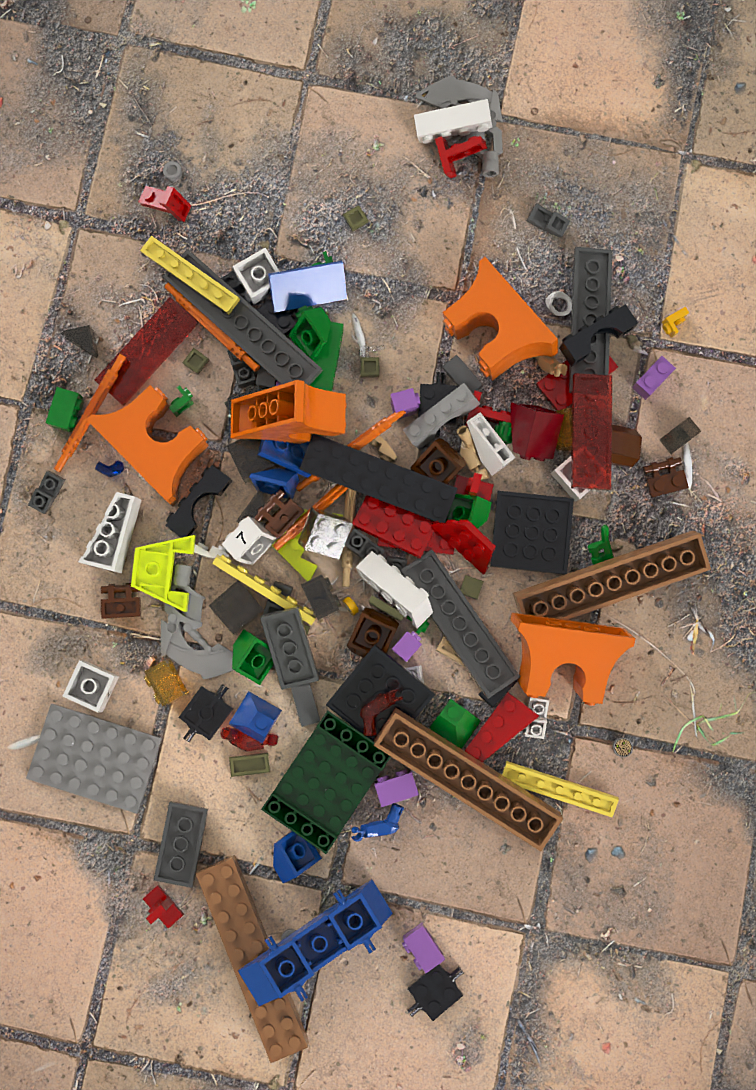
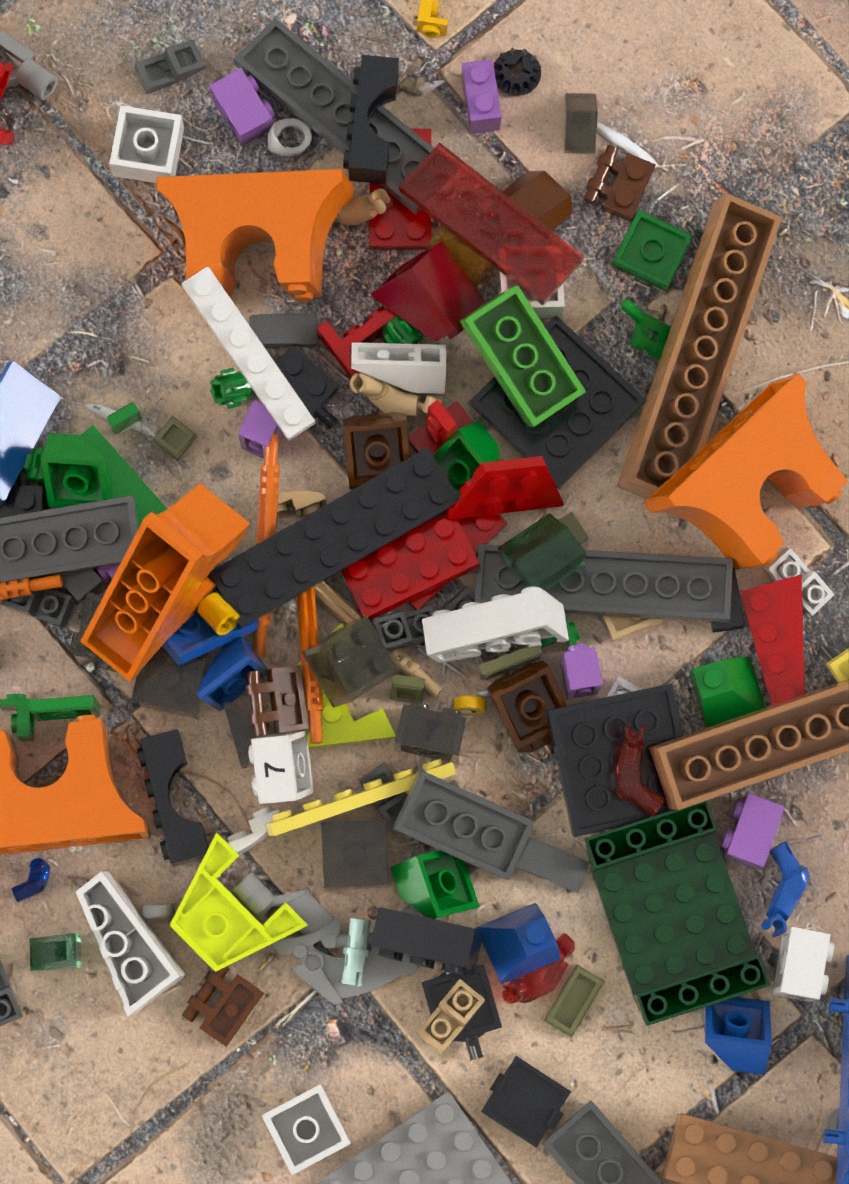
camera: 55 degrees left, 5 degrees down
(85, 506) = (55, 952): none -> clear green slope
(140, 537) = (157, 910): none -> light grey tile
(165, 683) = (382, 1024): clear yellow brick -> none
(184, 778) = (526, 1101): none -> black piece
(191, 644) = (355, 951): none -> light aqua pin
(195, 712) = (450, 1016): none -> tan slope
(205, 425) = (64, 707): none -> green tile
(218, 673) = (426, 941): none -> black brick
(297, 453) = (218, 613): none -> yellow gear
(335, 570) = (407, 688): none -> olive tile
(348, 862) = (802, 965): none -> white brick
(359, 335) = (124, 418): none -> green tile
(413, 373) = (230, 388): none -> green gear
(432, 367) = (248, 353): none -> white plate
(449, 583) = (544, 553): none -> clear green slope
(455, 404) = (316, 368): light grey arch -> none
(499, 240) = (146, 144): none -> white brick
(537, 498) = (522, 356): none -> bright green brick
(555, 269) = (241, 106): none -> medium lavender brick
(644, 519) = (652, 250): none -> green tile
(677, 393) = (525, 82): none -> black gear

